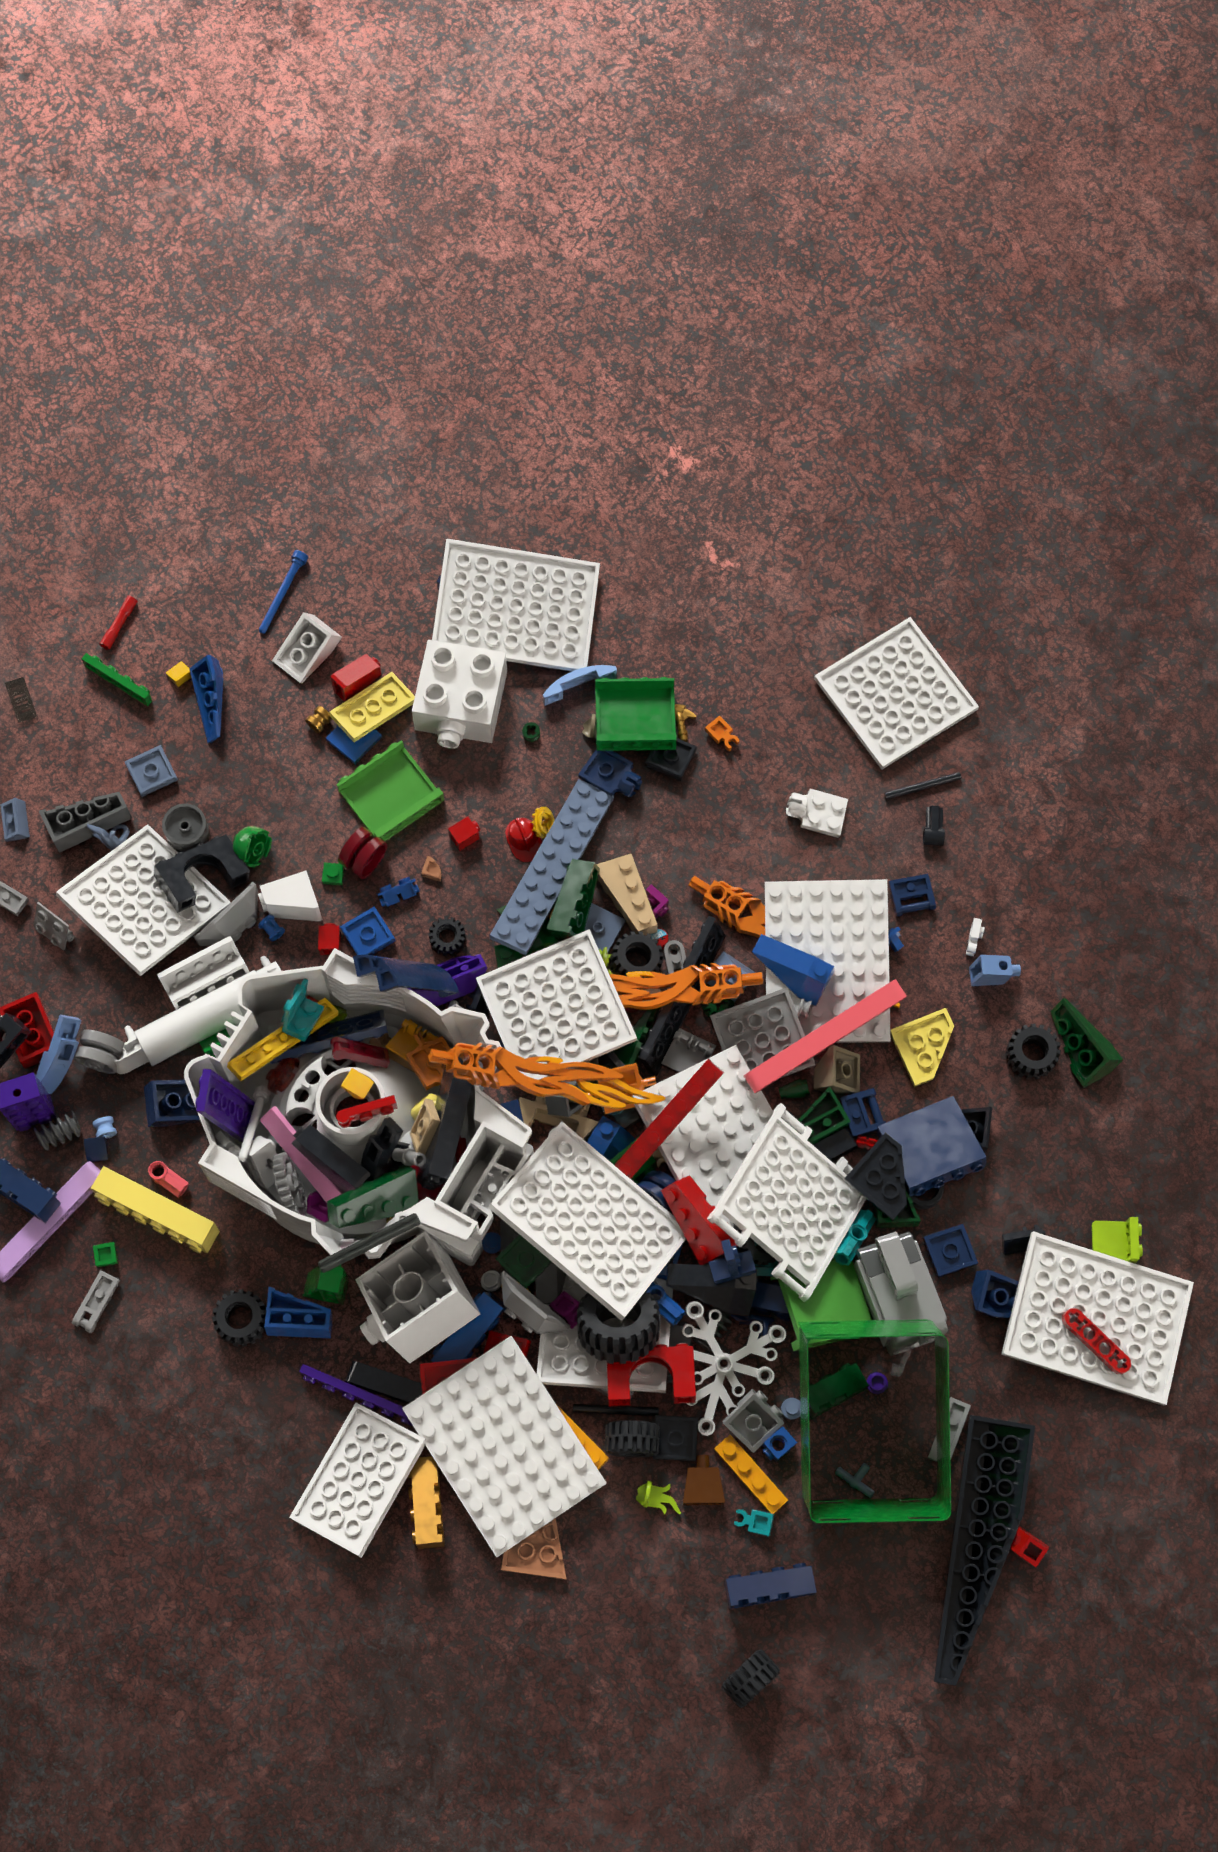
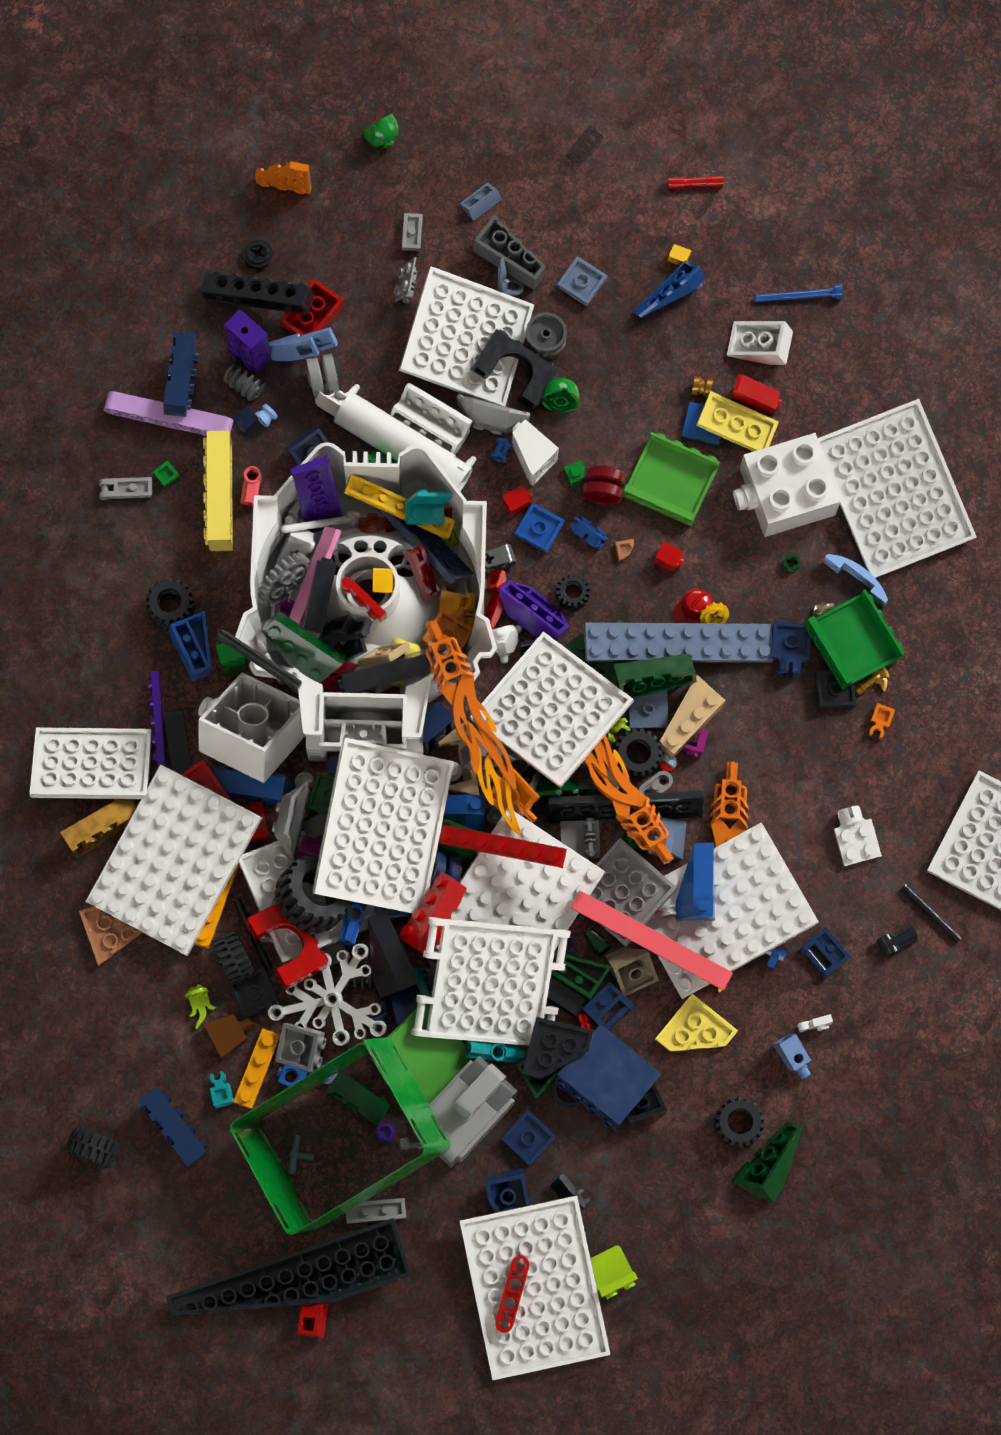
camera: 60 degrees right, 5 degrees up
(112, 675) = (645, 217): green plate -> none
(406, 974) = (504, 572): dark blue cylinder -> none
(408, 1157) = (351, 655): light grey pin -> none
(733, 1265) = (407, 959): dark blue bracket -> none

